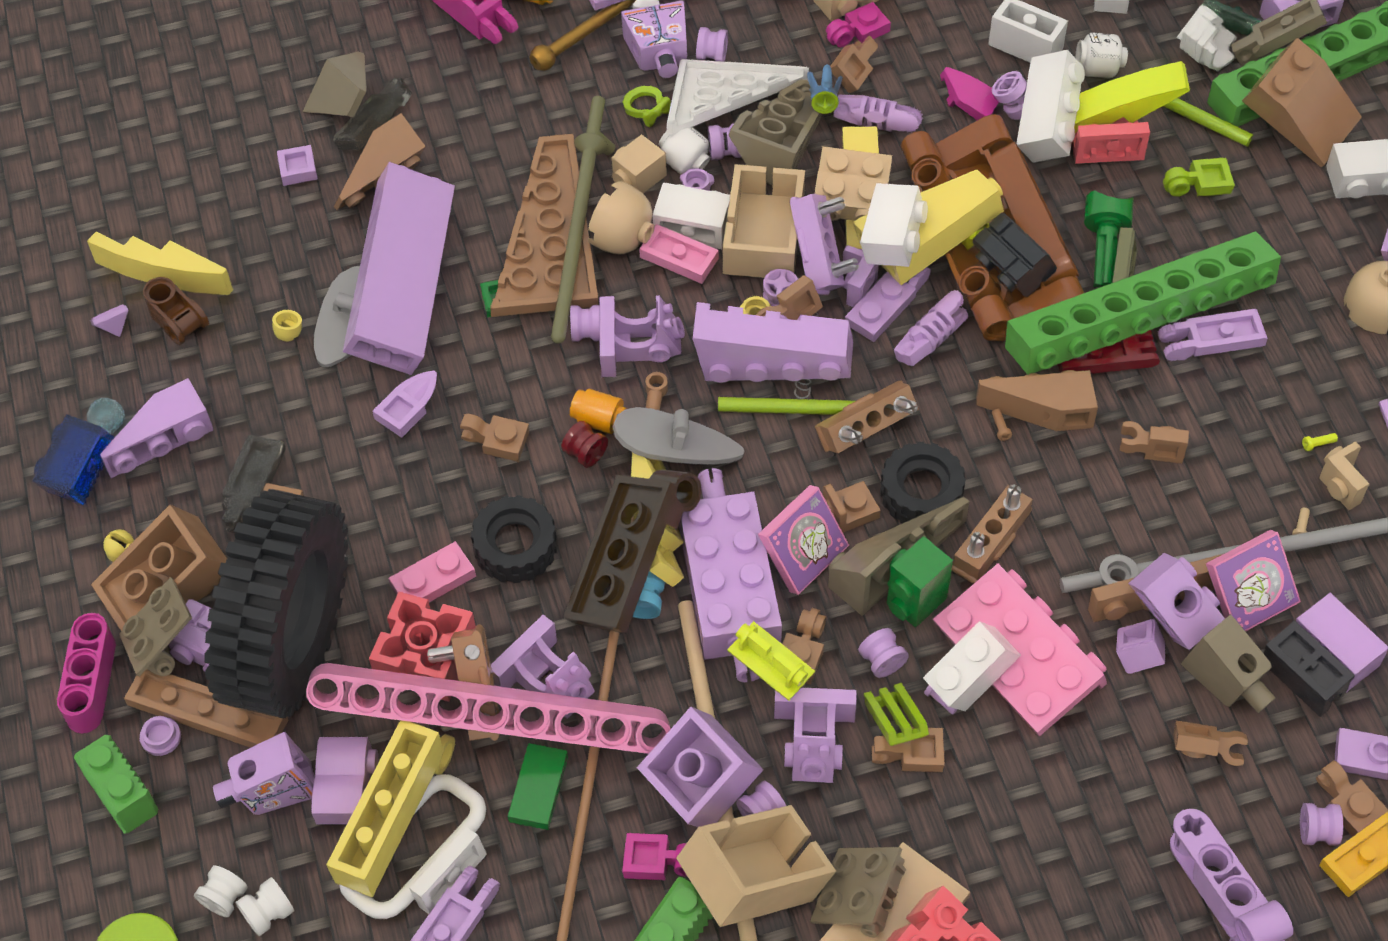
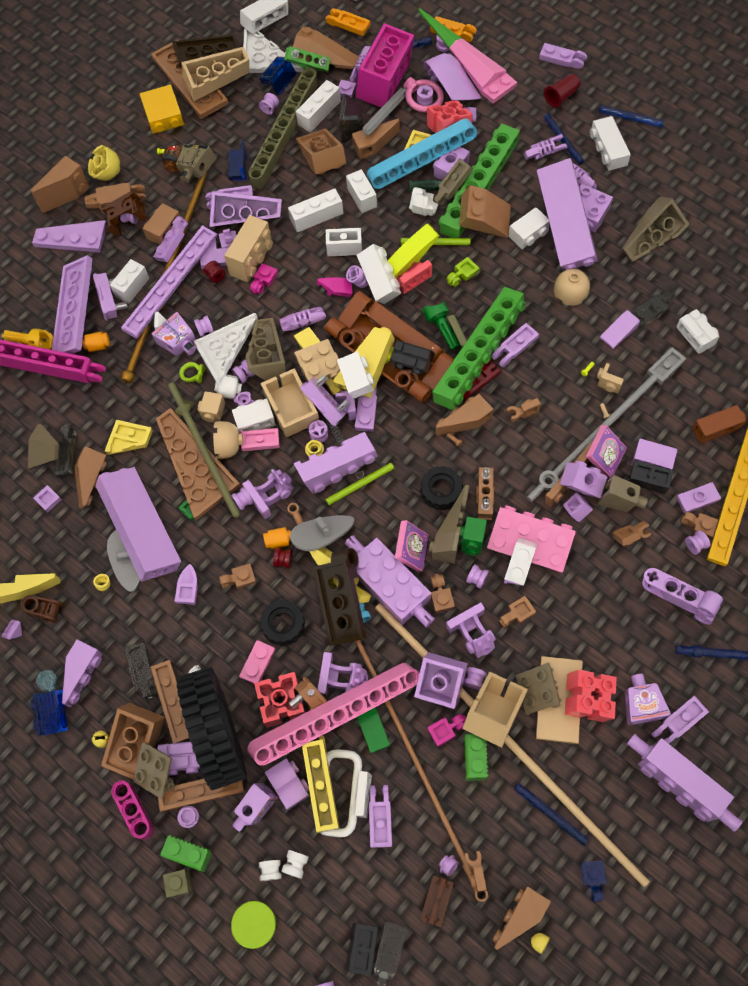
camera: 30 degrees left, 10 degrees up
(70, 819) = (178, 883): none -> olive brick
(479, 143) = (127, 437): none -> light yellow wing
(770, 660) = (438, 612): neon yellow hinge -> none
(796, 300) = (332, 436): medium nougat plate -> none
(824, 97) = (275, 324): piece -> none
(851, 425) = (397, 470): medium nougat piece -> none
(851, 505) = (417, 515): medium nougat bracket -> none
(853, 63) = (274, 300): medium nougat plate -> none
(890, 701) = (492, 595): lime tile -> none
(932, 329) = (396, 412): lavender hinge -> none
(1101, 55) = (382, 235): white head -> none

